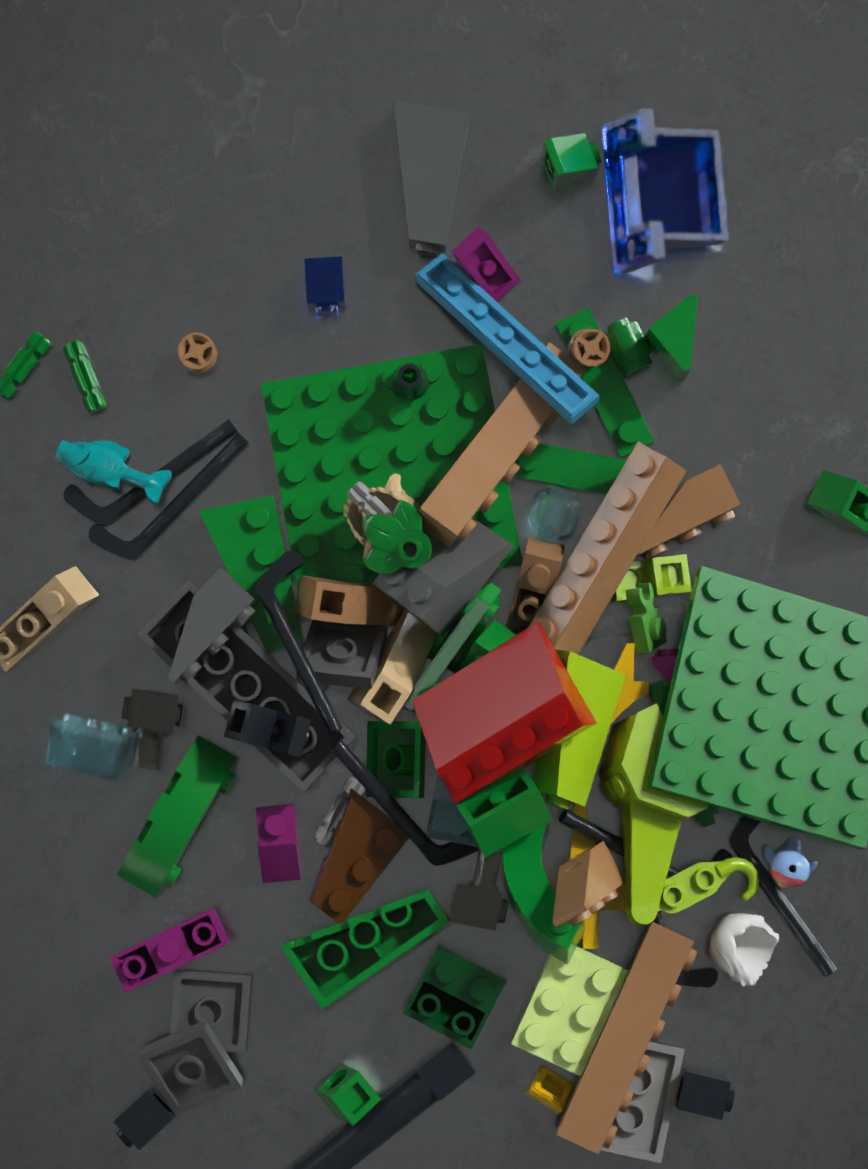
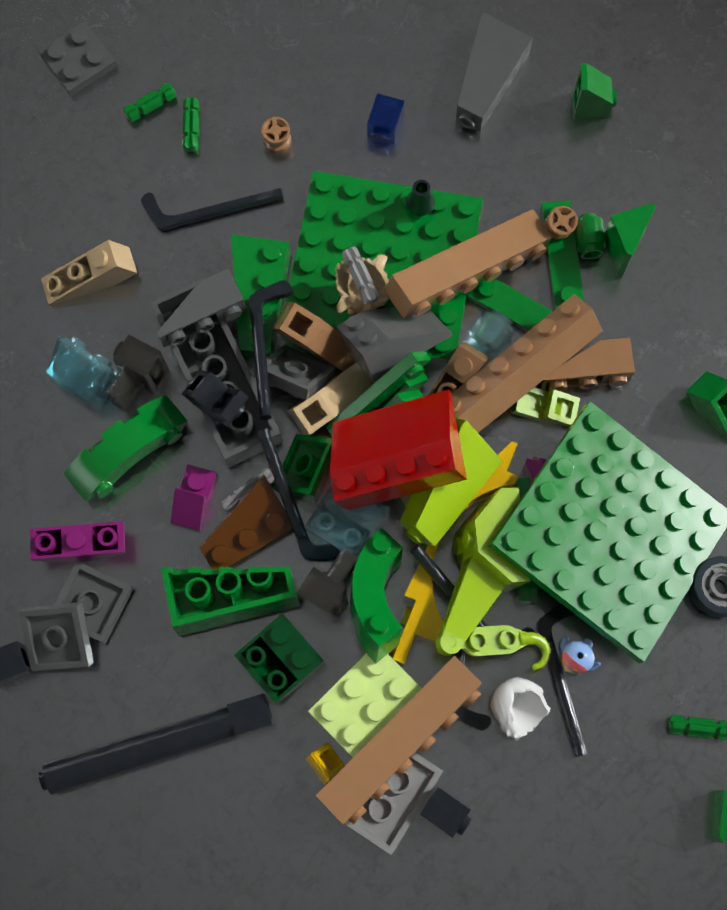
camera: 25 degrees right, 10 degrees down
(104, 464) = (181, 186): teal animal -> none
(134, 548) = (176, 252): black piece -> none
(347, 1094) = (167, 704): green brick -> none
(390, 537) = (362, 292): green plate -> none
(485, 264) = (505, 144): magenta slope -> none
(504, 812) = (370, 524): green brick -> none
(507, 338) = (503, 196): dark azure tile -> none
(585, 885) = (413, 603): medium nougat slope -> none
(646, 624) = (532, 433): bright green plate -> none
(661, 189) = (654, 135): clear blue windscreen -> none

